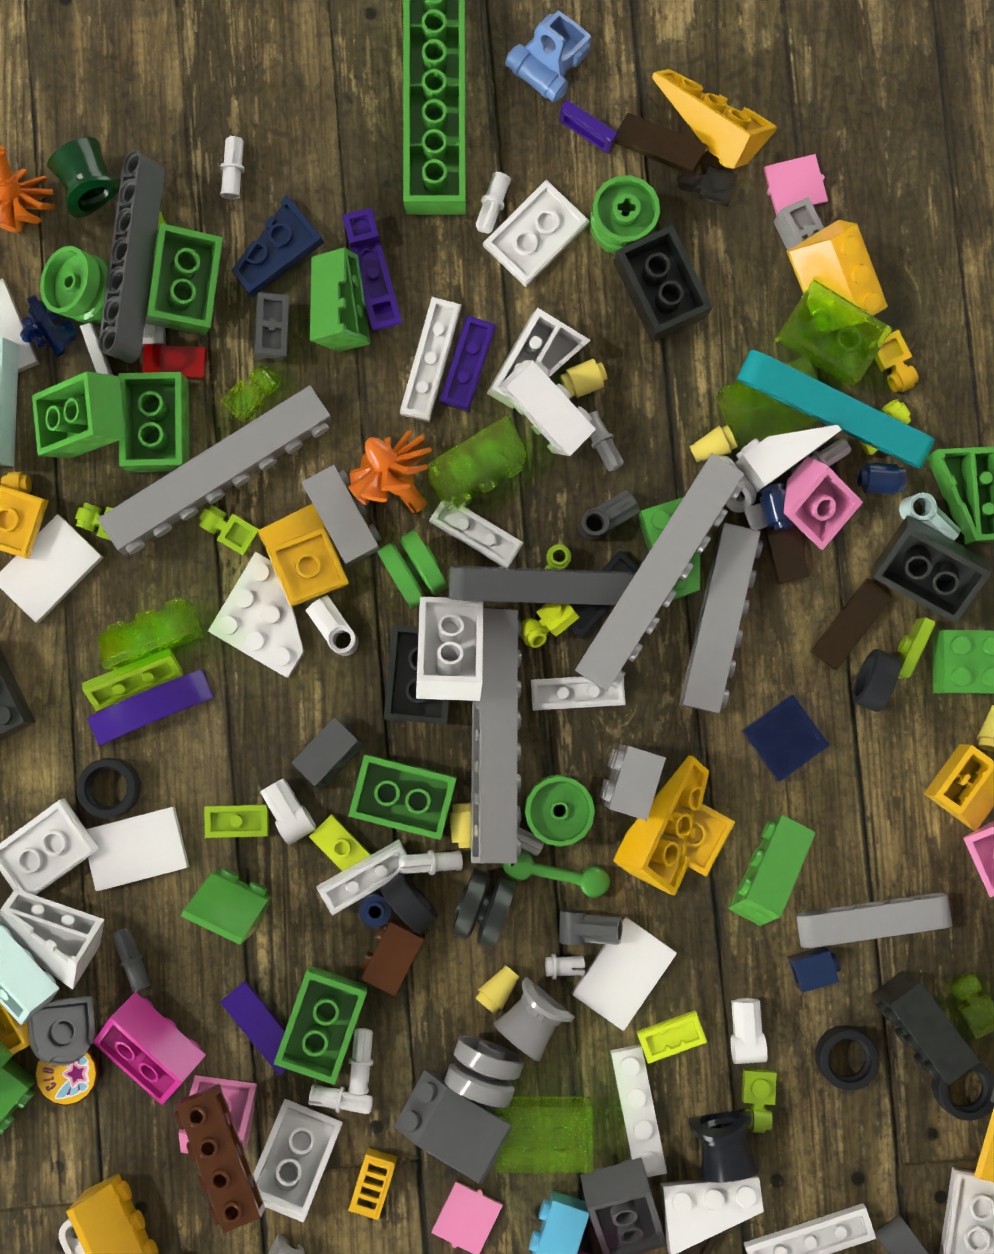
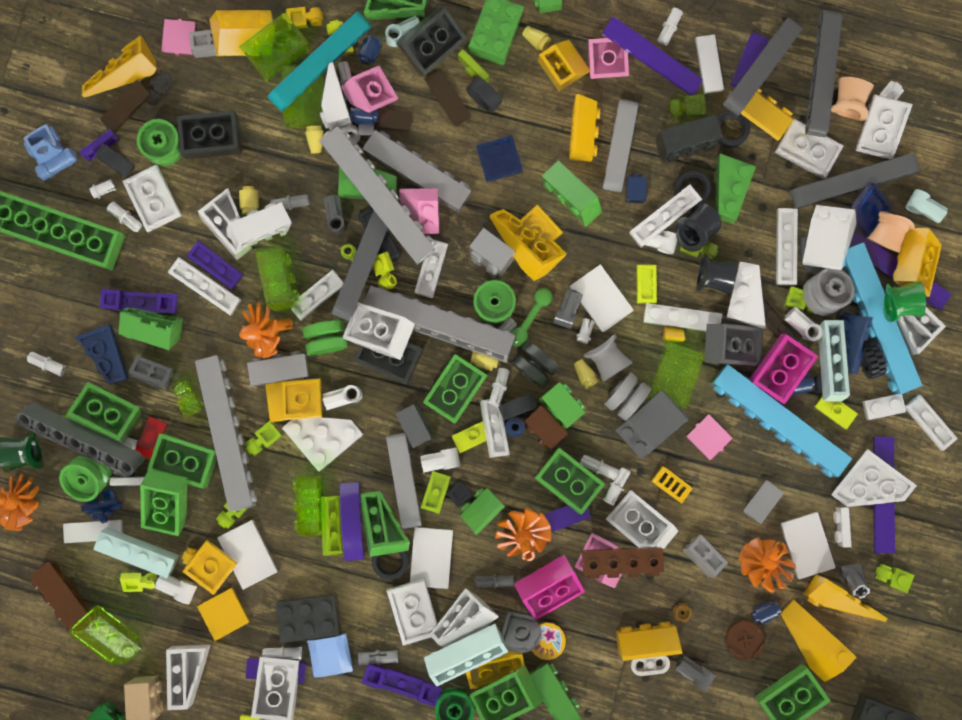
camera: 65 degrees left, 0 degrees up
(150, 758) = (381, 527): none -> bright green wedge
(217, 985) = (529, 533): none -> orange piece
(237, 765) = (403, 480): none -> light grey beam
(247, 858) = (459, 494): none -> black tile
(432, 976) = (562, 405): none -> bright green brick
(523, 155) = (103, 188): none -> white pin
(571, 156) = (114, 160): none -> black tyre
(608, 1107) = (673, 334): none -> yellow slope
(667, 648) = (423, 206): none -> bright pink slope
(782, 1089) = (697, 227): none -> black hat
(788, 1033) = (665, 216): none -> white plate
(874, 1120) = (731, 186): none -> bright green wedge
(879, 854) = (584, 129): none -> yellow slope

